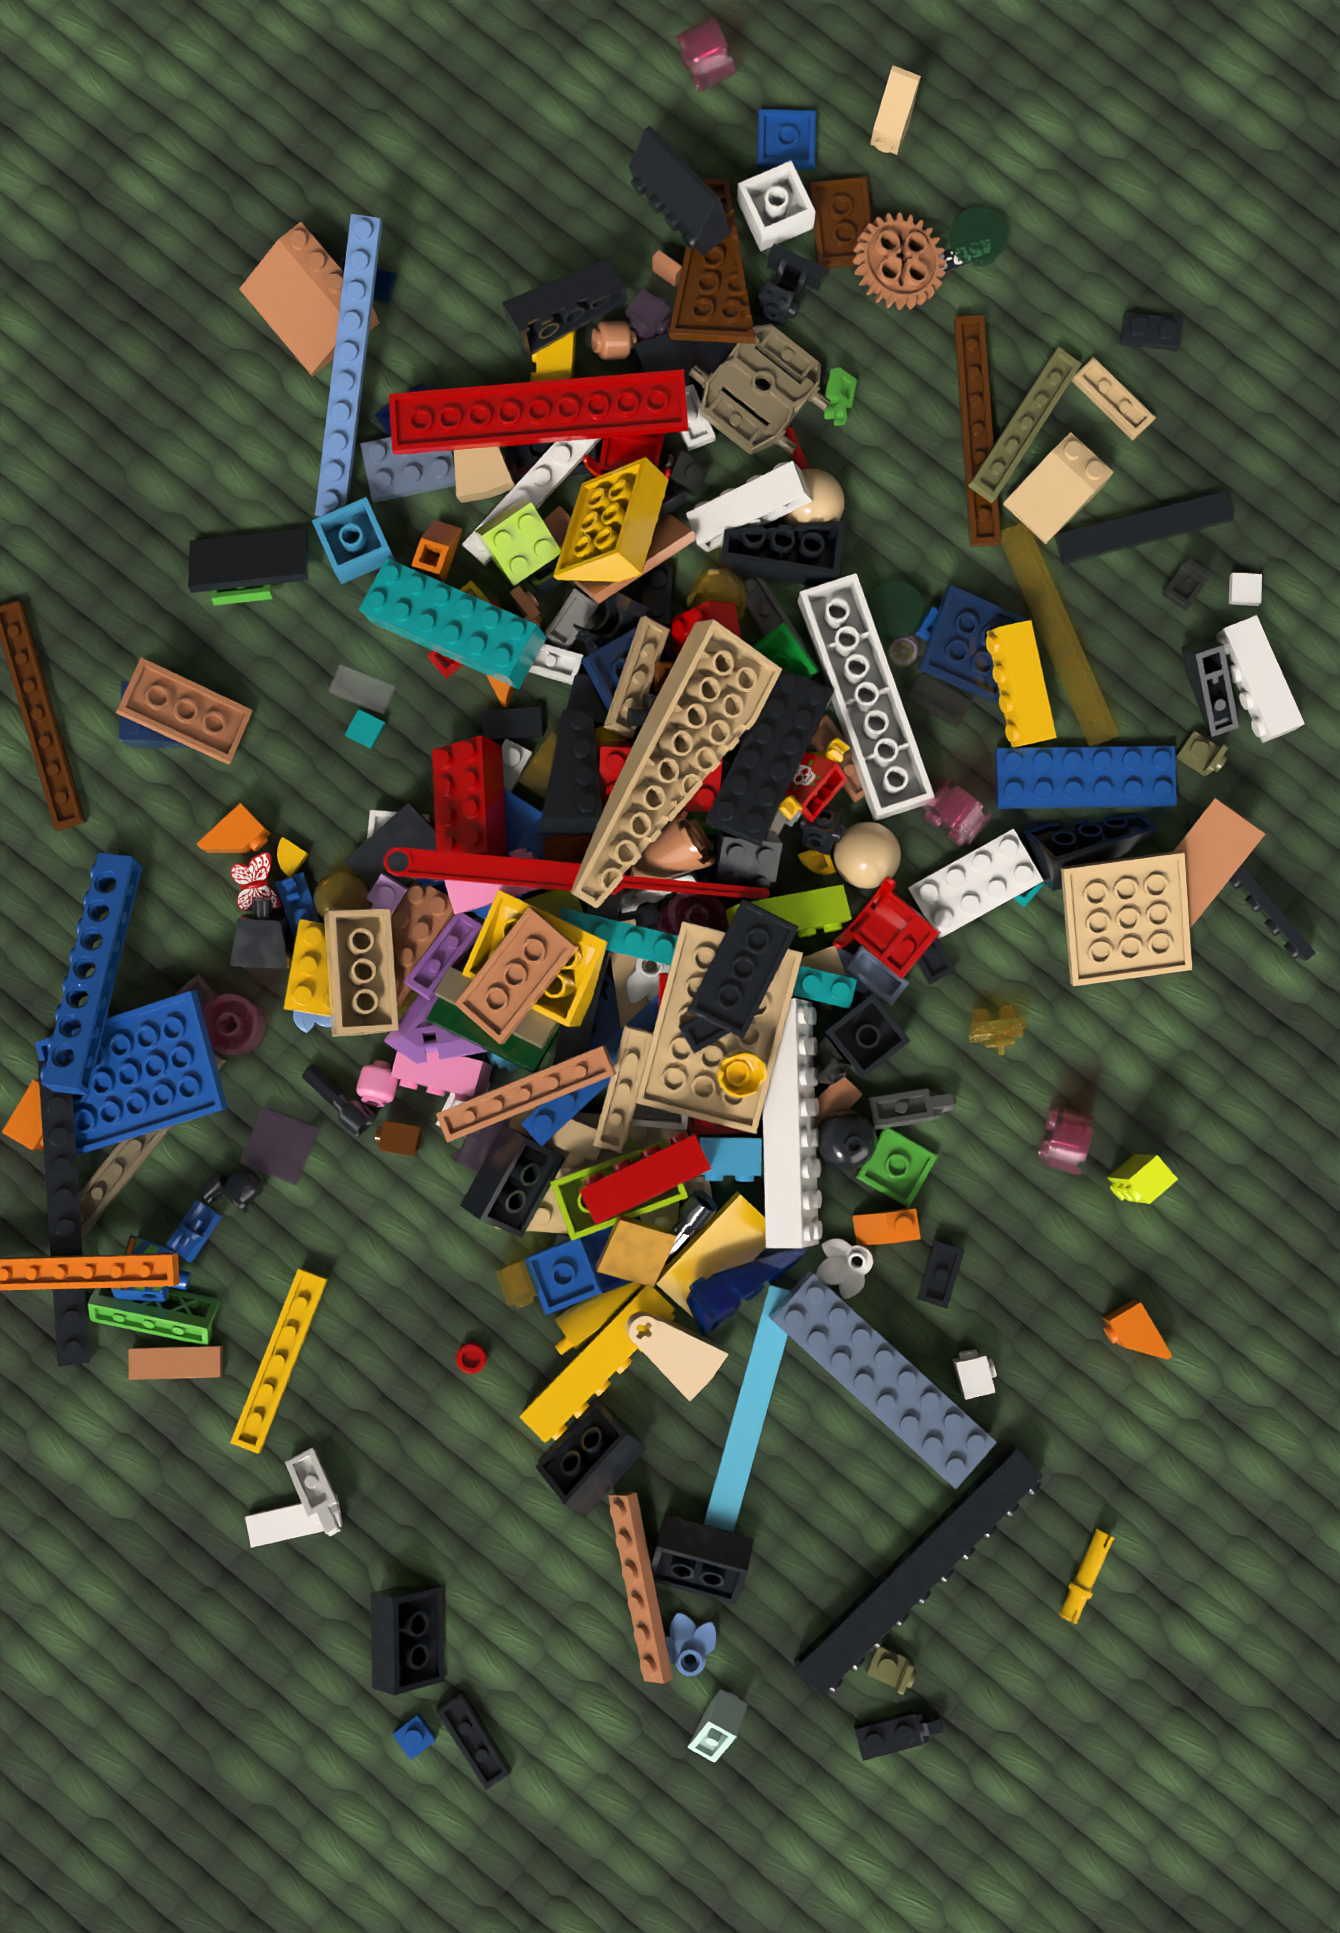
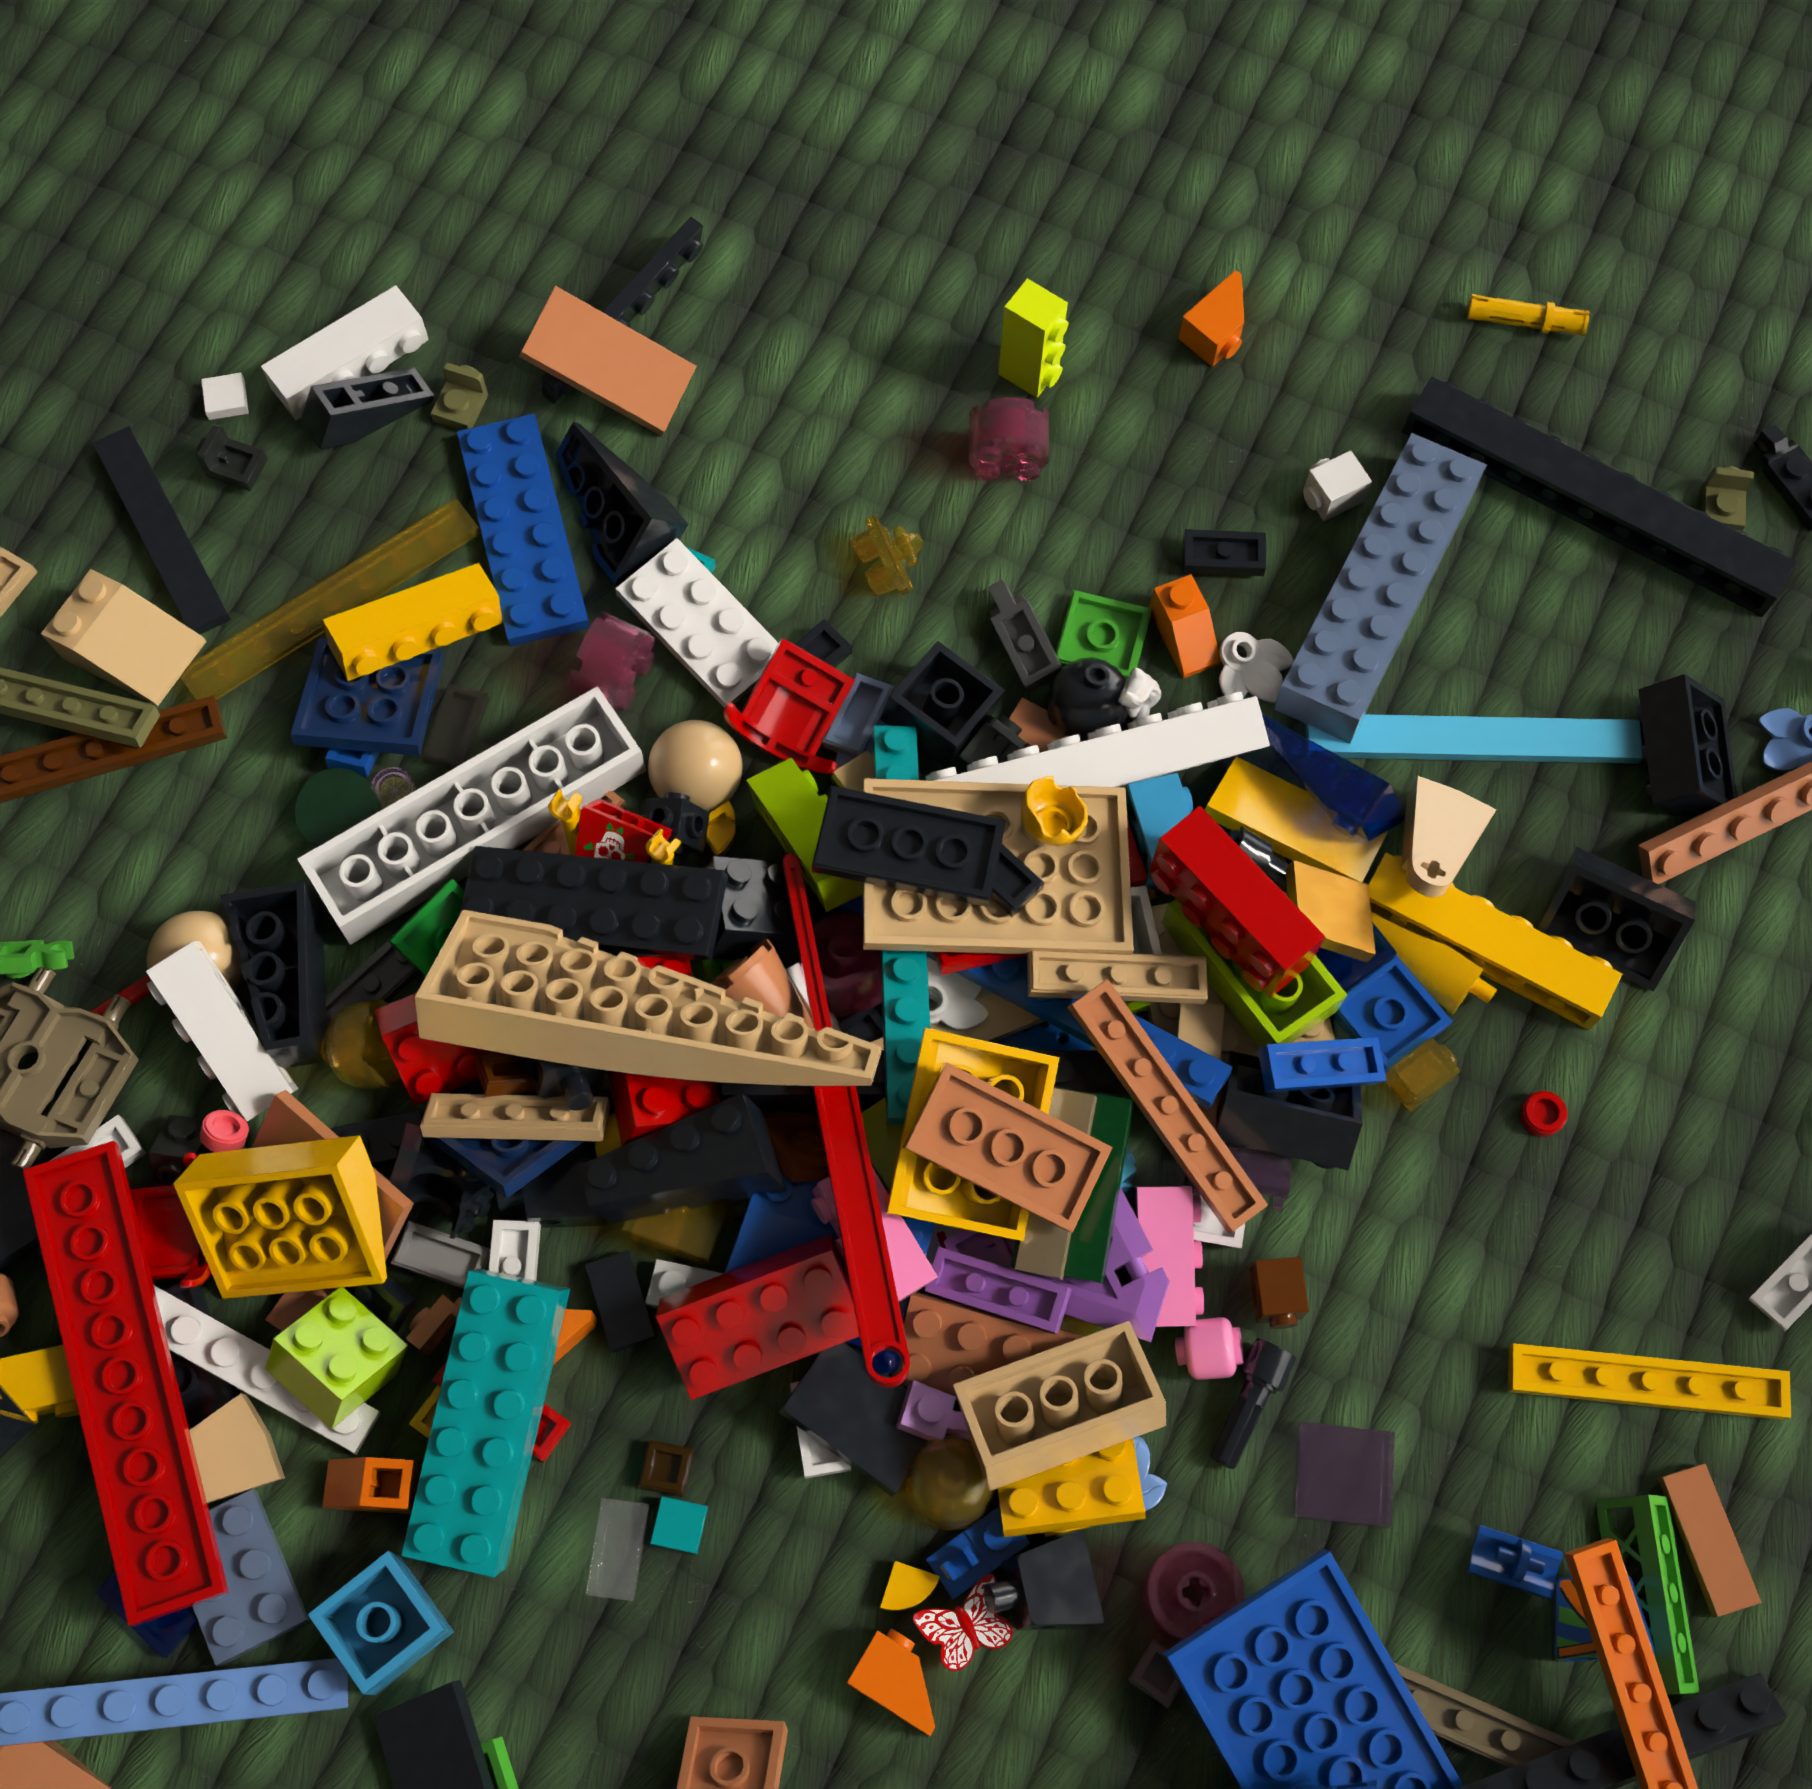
camera: 110 degrees left, 15 degrees down
(239, 1188) = (1429, 1512): black piece -> none
(402, 729) = (666, 1468): none -> dark brown tile
(532, 1210) = (1321, 1064): none -> blue plate
(681, 497) = (224, 1131): none -> coral tile
(837, 1172) = (1139, 694): none -> white piece
(1126, 918) = (701, 431): tan plate -> none

